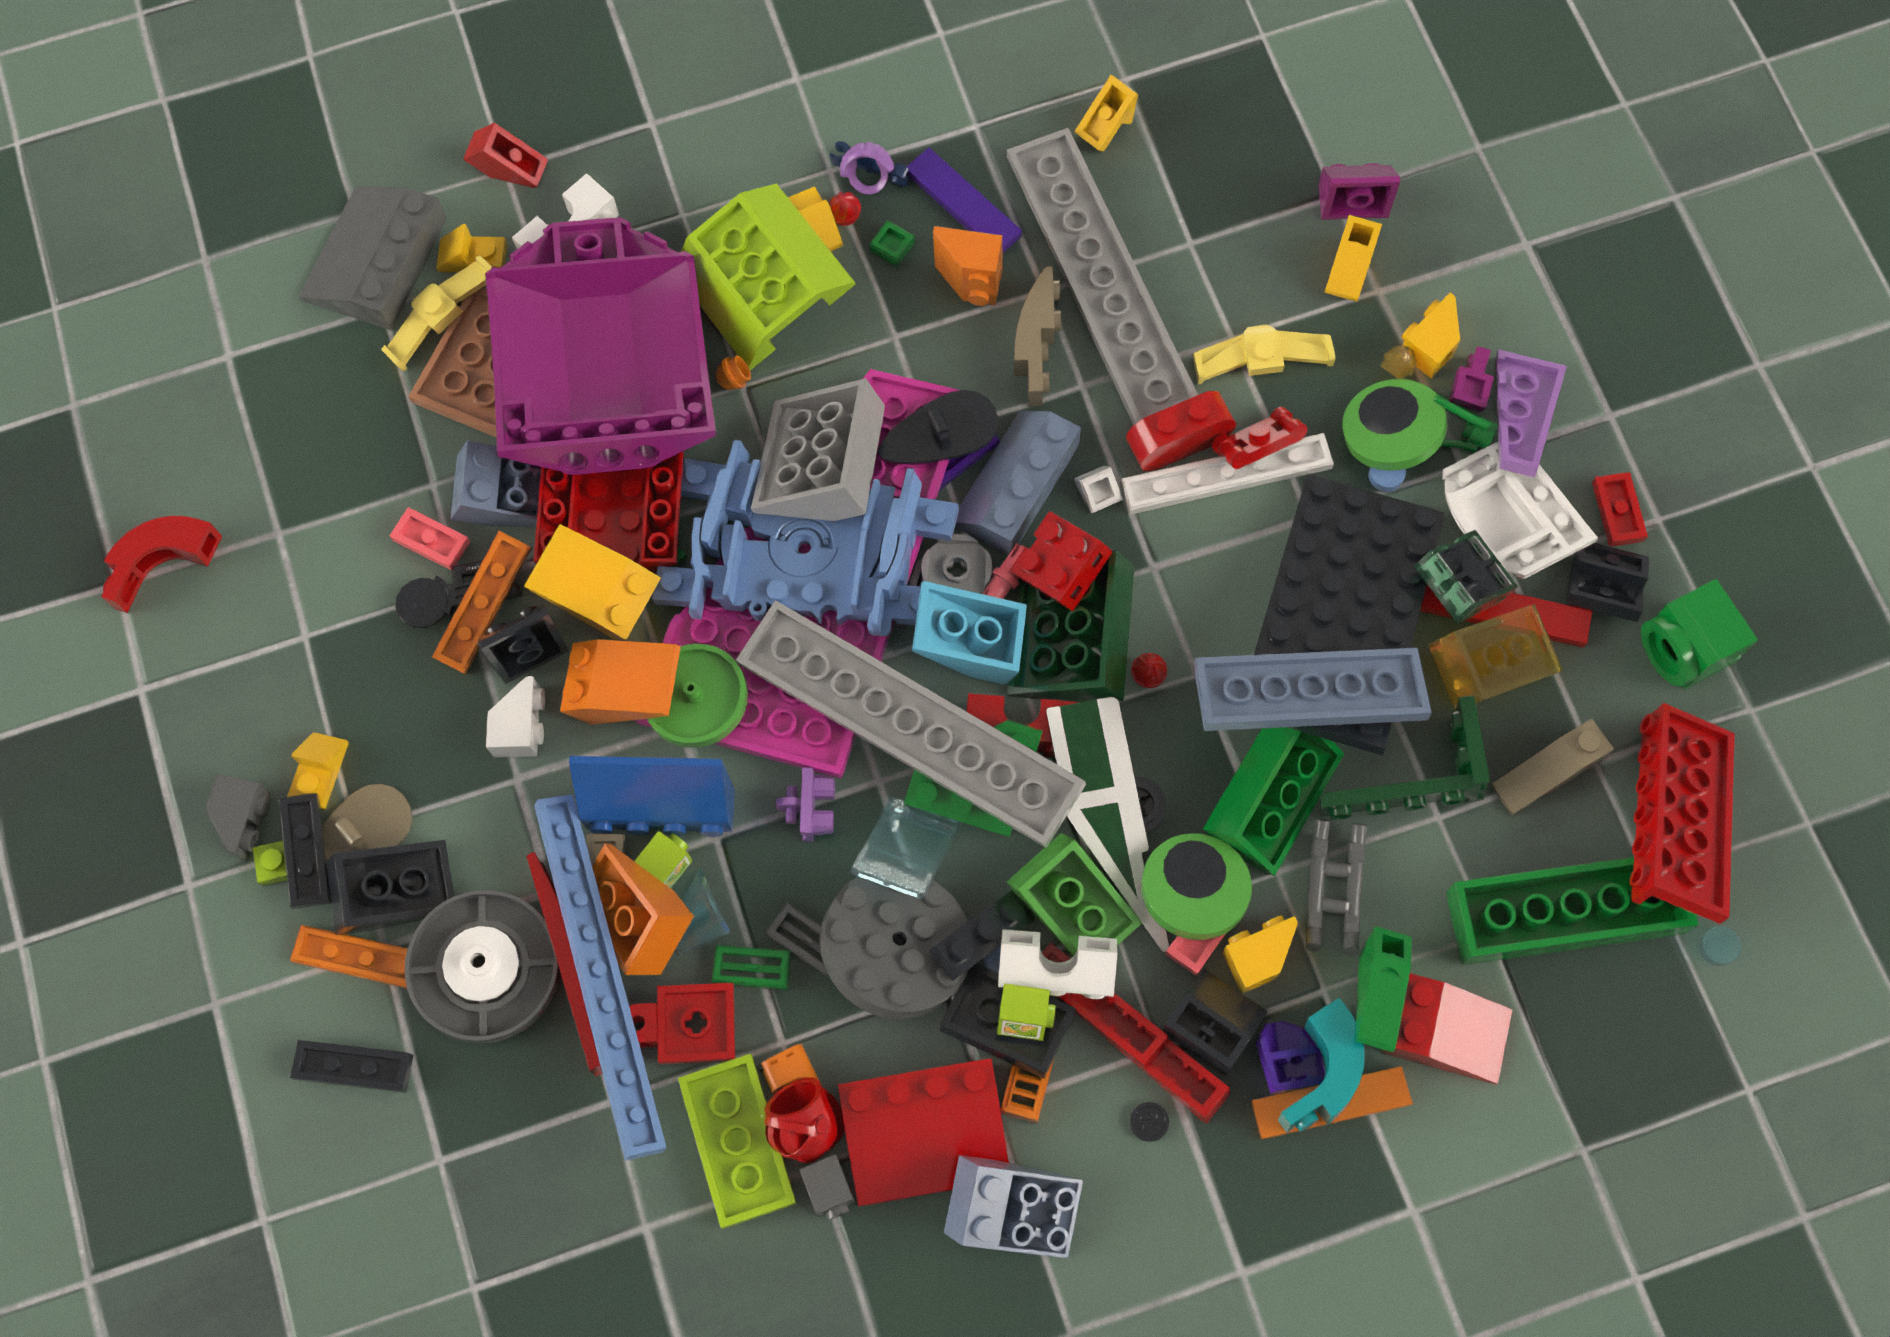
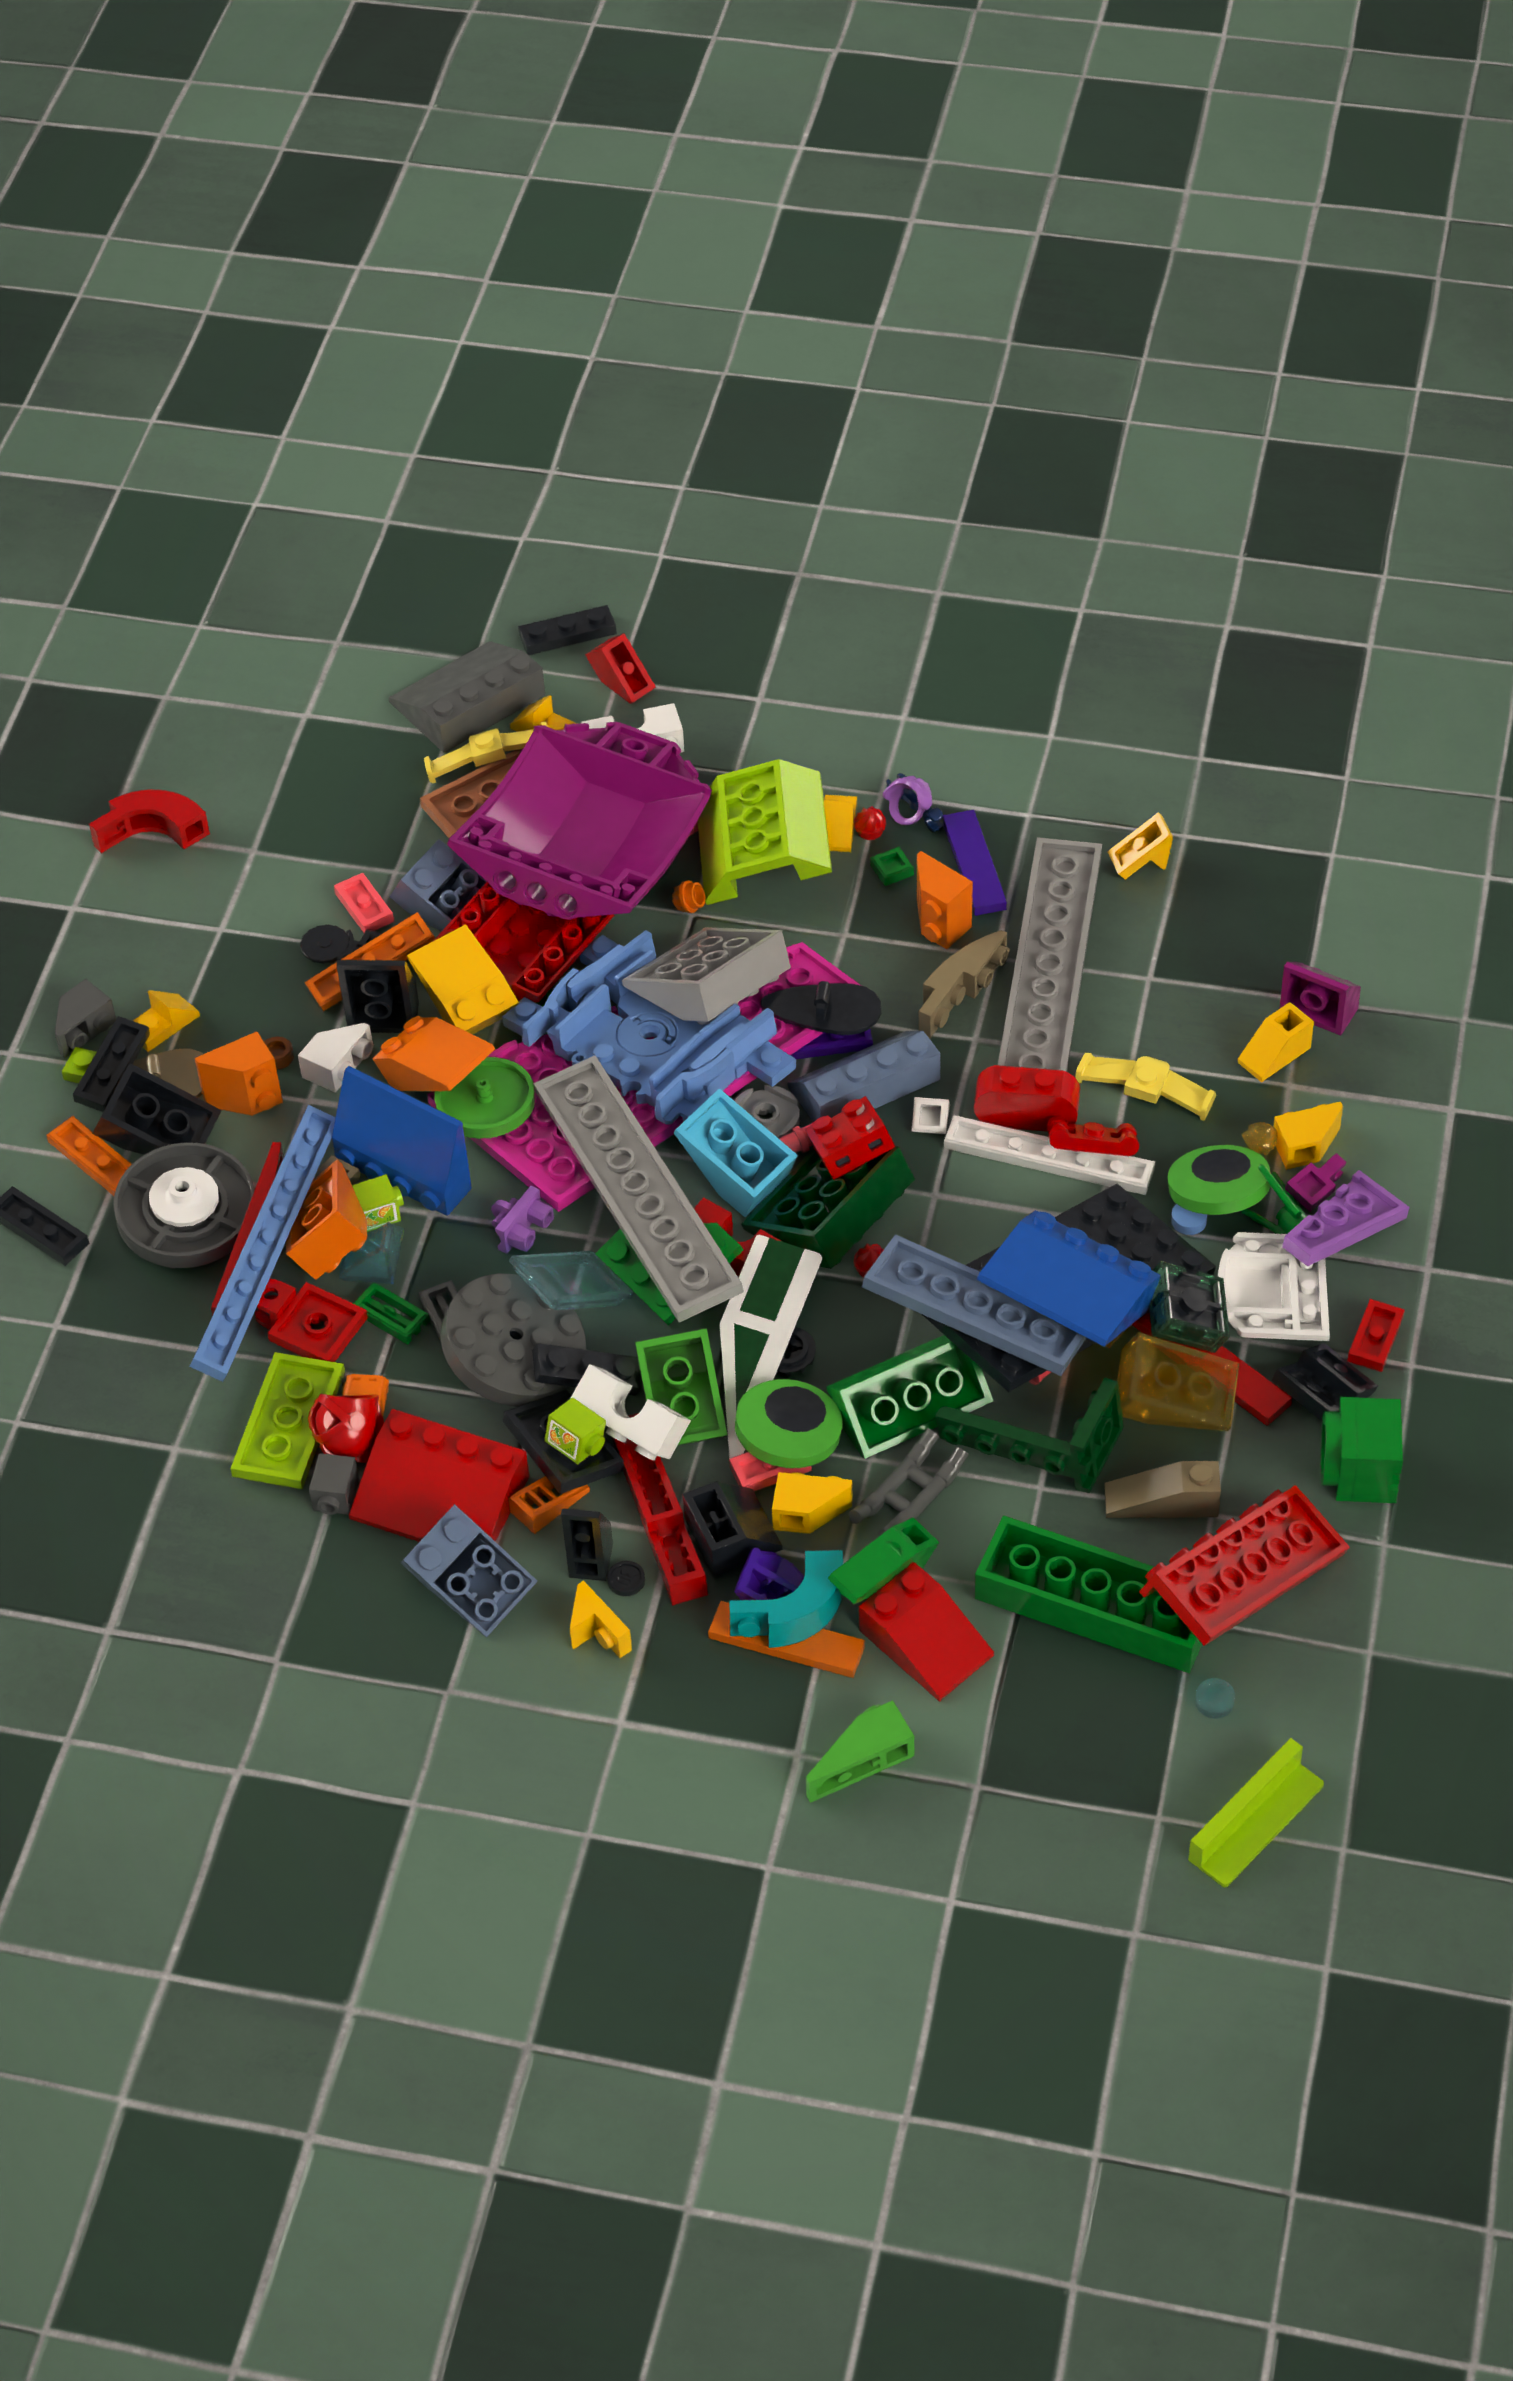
camera: 30 degrees right, 20 degrees down
(422, 137) = (567, 630): none -> black plate
(447, 800) = (240, 1076): none -> orange slope
(453, 745) = (281, 1050): none -> reddish brown tile
(1107, 1115) = (587, 1543): none -> black slope
(1151, 1184) = (595, 1618): none -> yellow slope
(1373, 617) = (1071, 1278): none -> blue slope
(1475, 1178) = (866, 1747): none -> bright green slope
(1829, 1044) = (1254, 1815): none -> lime panel

